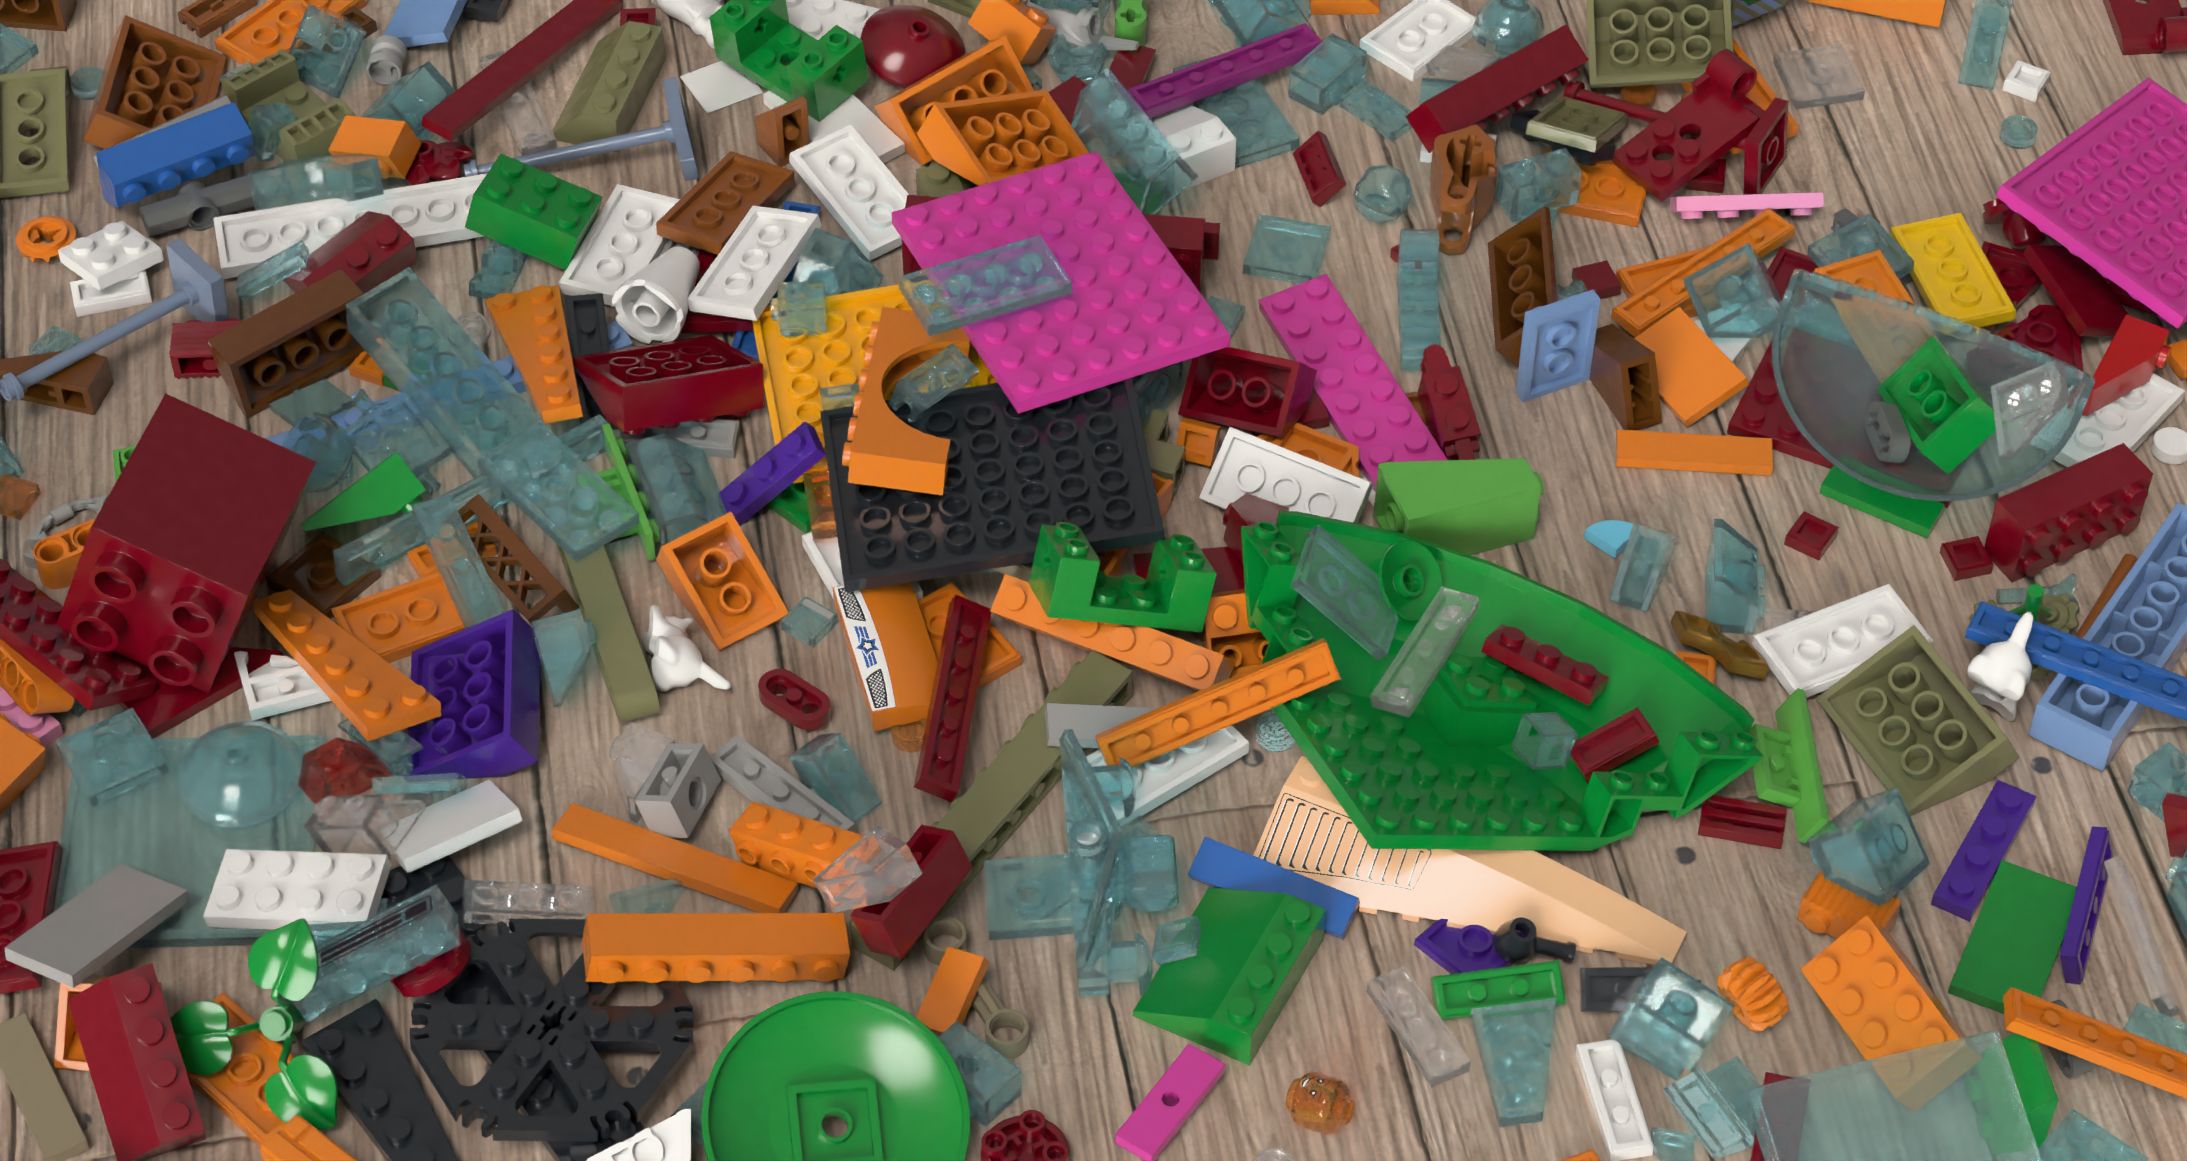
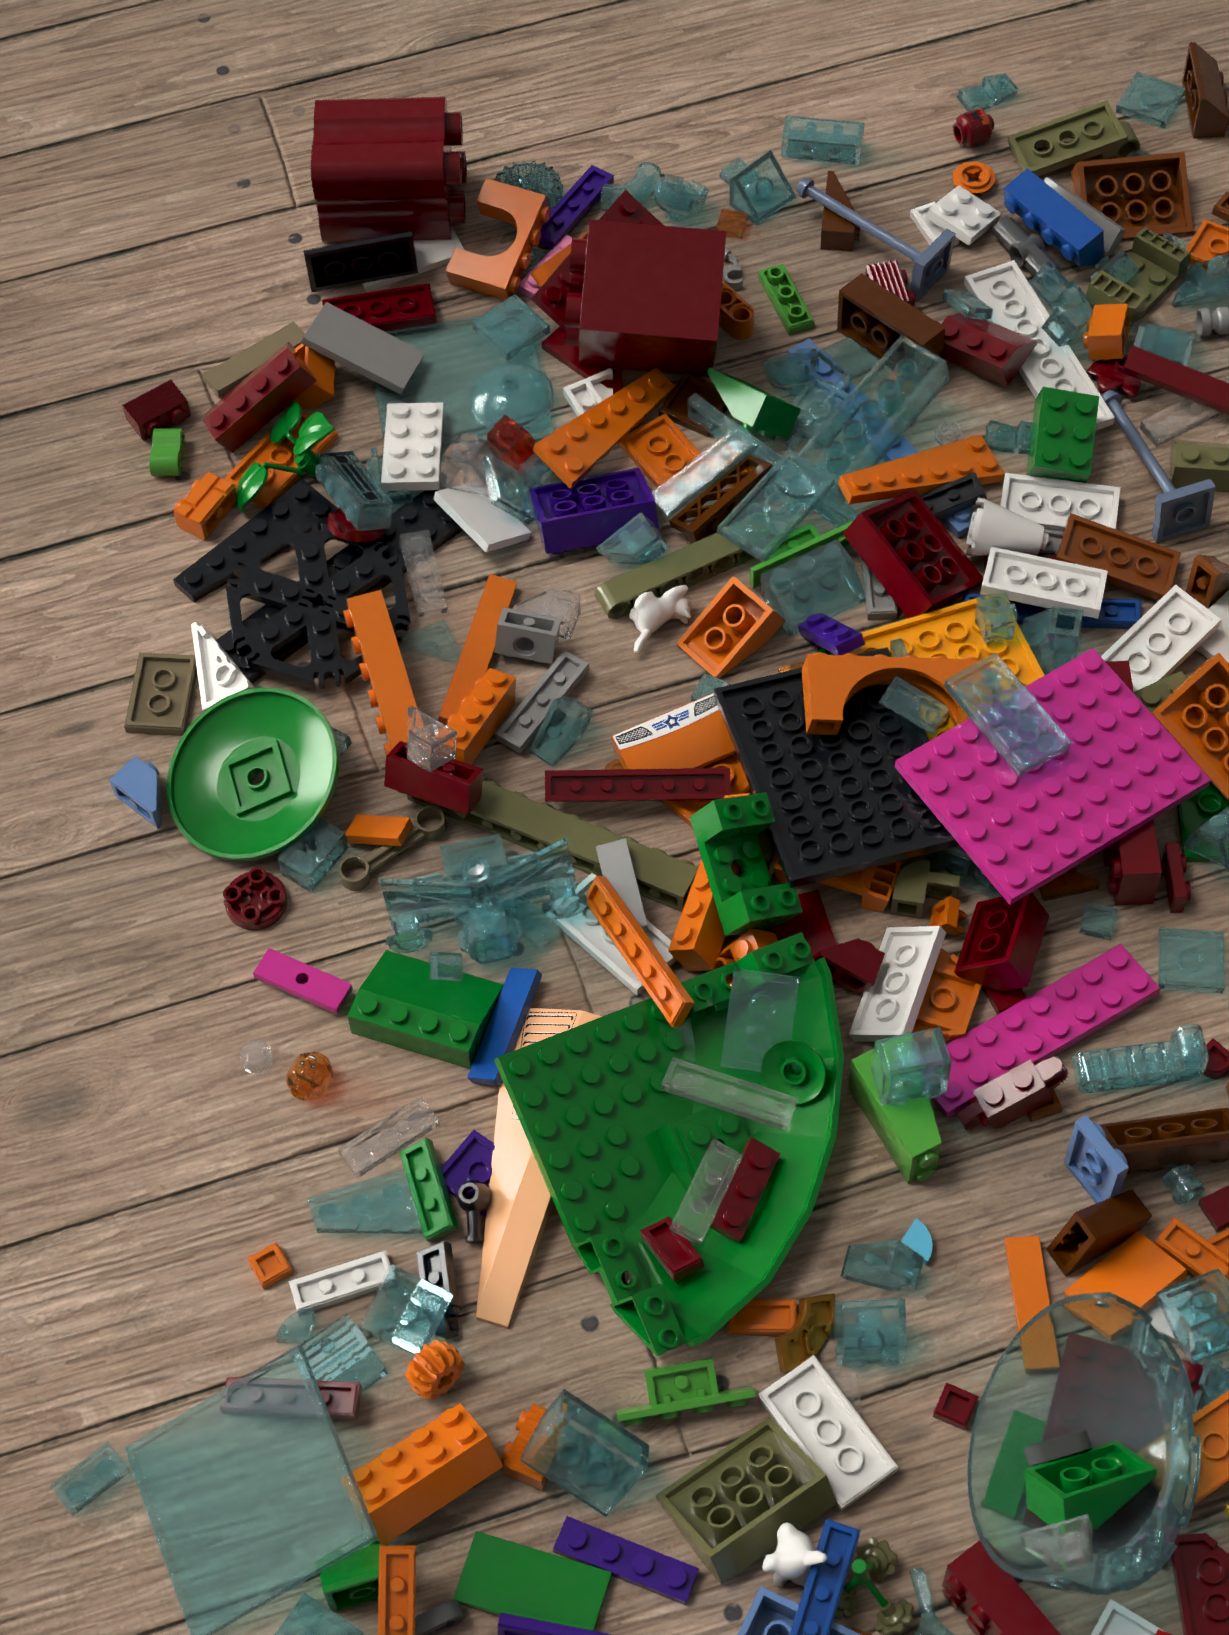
camera: 85 degrees right, 10 degrees up
(53, 341) = (875, 210): clear light blue tile -> none
(798, 699) = (629, 696): dark red plate -> none
(1447, 446) = (911, 1066): none -> clear light blue brick
(1543, 750) = (664, 1196): clear light blue piece -> none
(1551, 691) = (706, 1192): none -> clear tile
(1742, 816) = (627, 1335): dark red tile -> none
(1966, 558) = (955, 1539): dark red tile -> none

